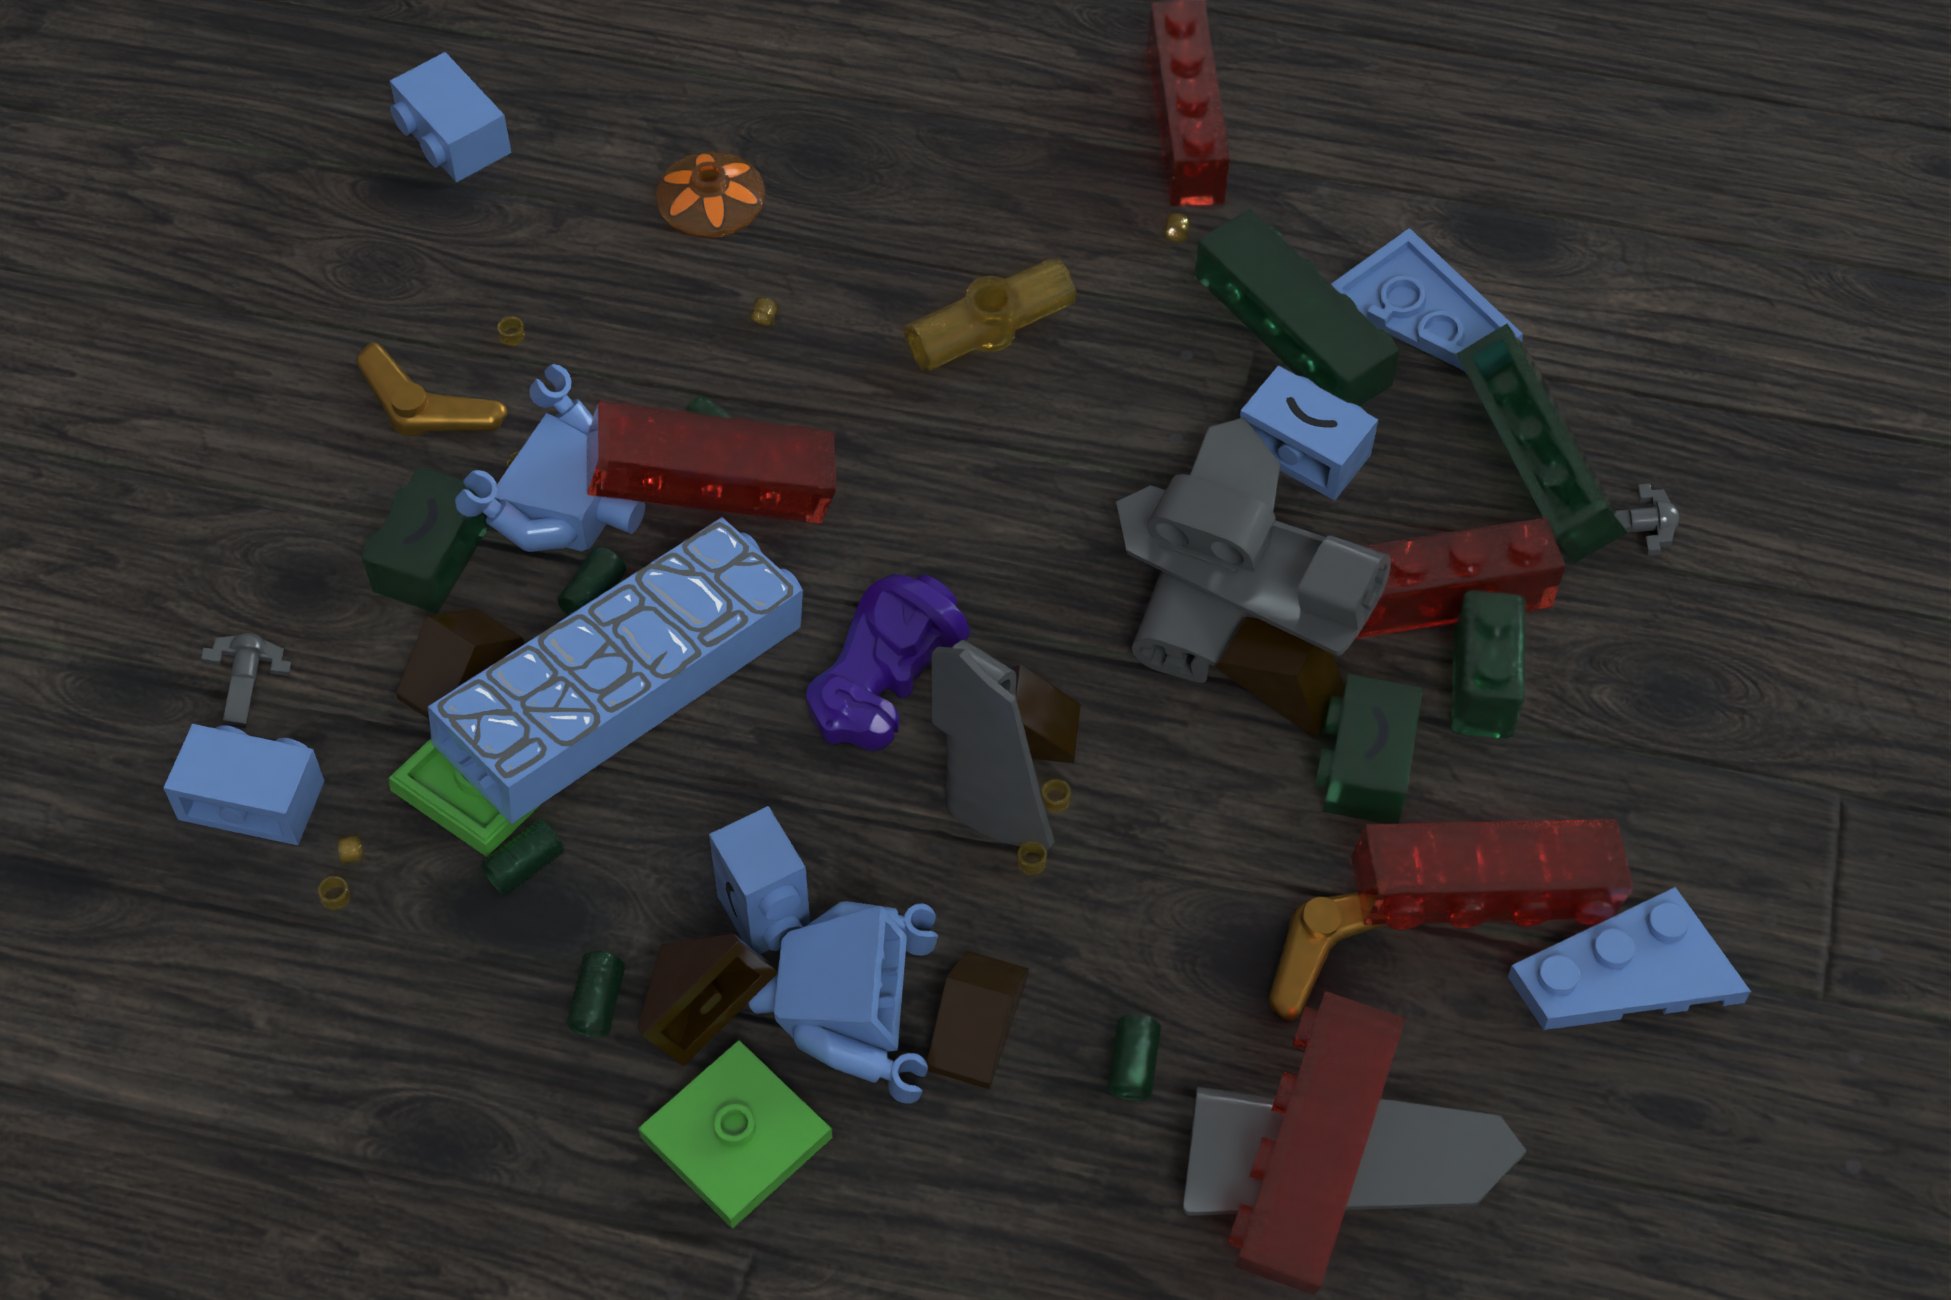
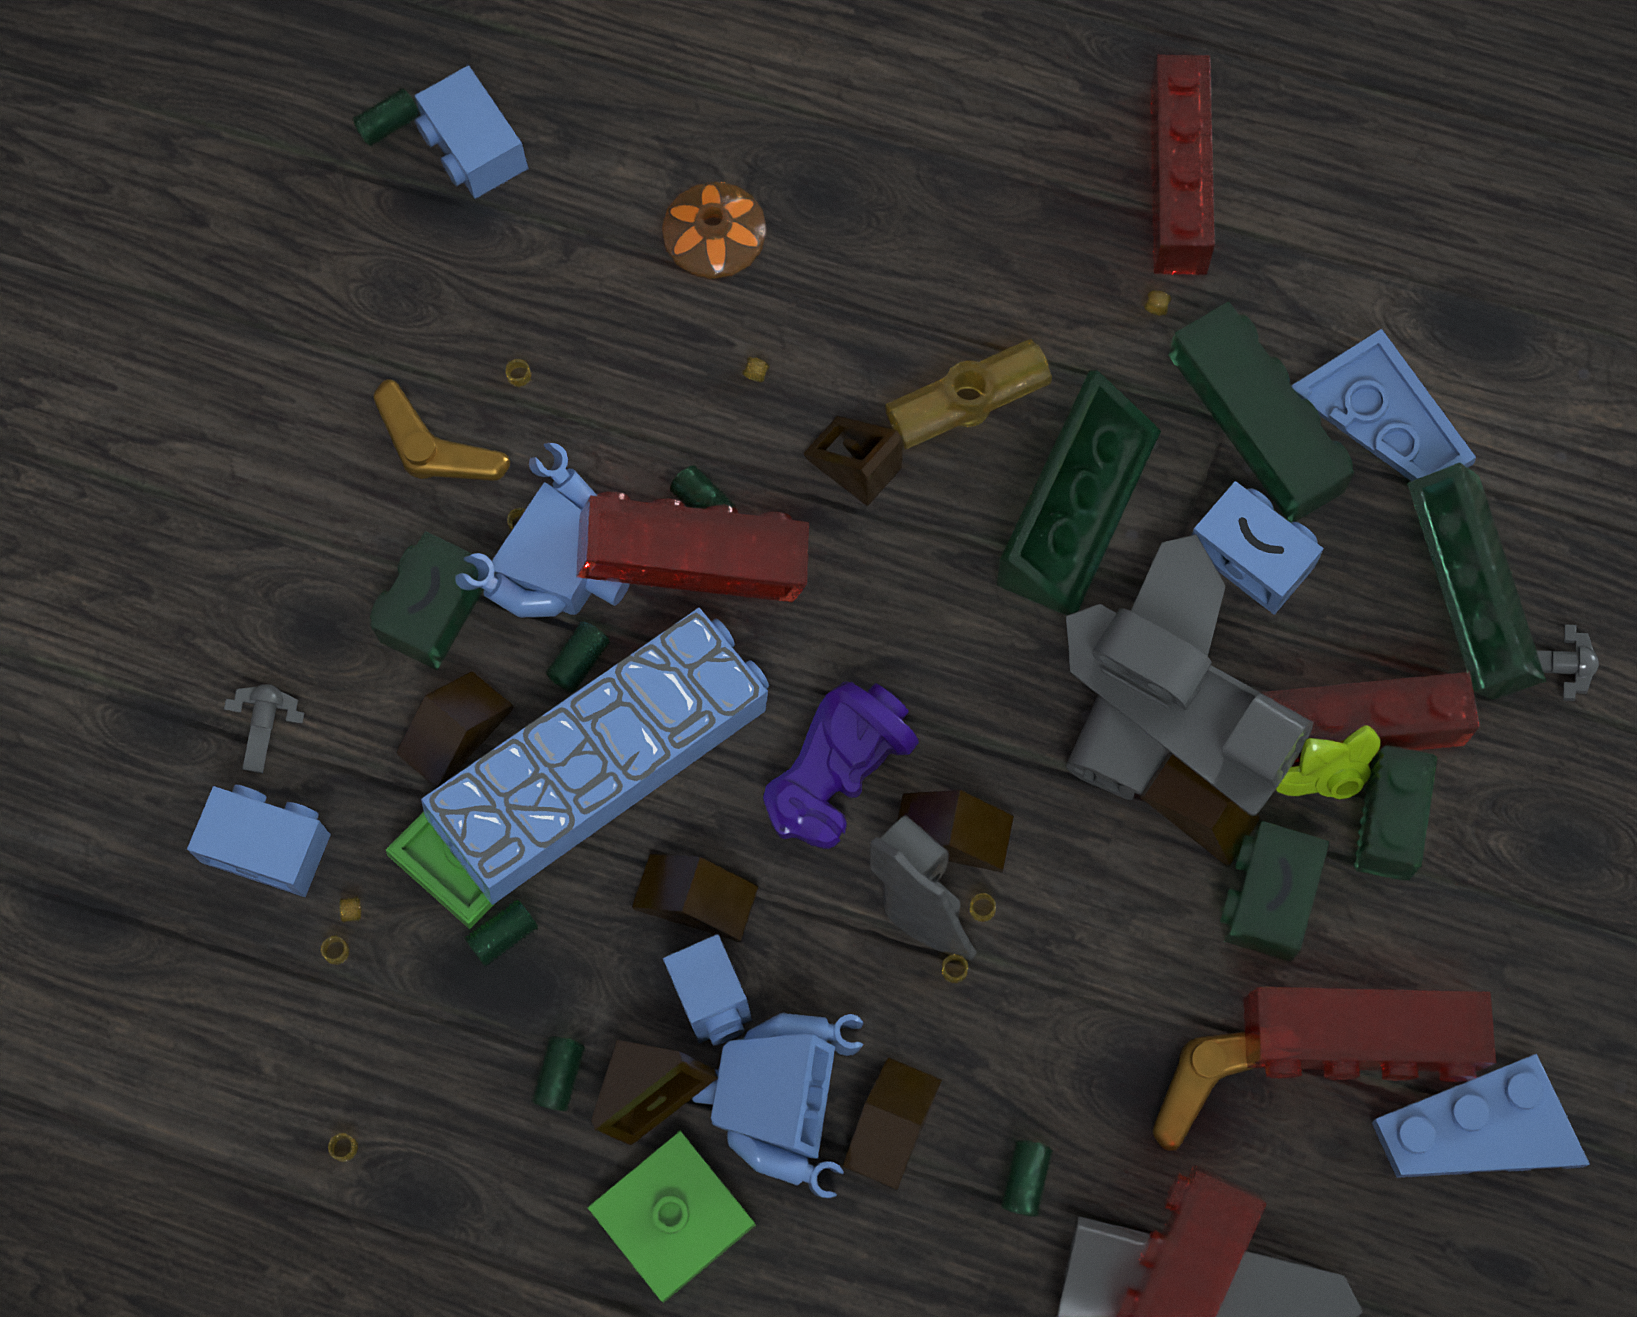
camera: 10 degrees right, 15 degrees up
(344, 1084) = (334, 1140): none -> clear yellow piece
(359, 114) = (385, 114): none -> clear green piece
(732, 789) = (695, 895): none -> dark brown slope
(882, 379) = (858, 456): none -> dark brown slope
(1113, 399) = (1078, 498): none -> clear green slope
(1414, 620) = (1333, 766): none -> lime plate

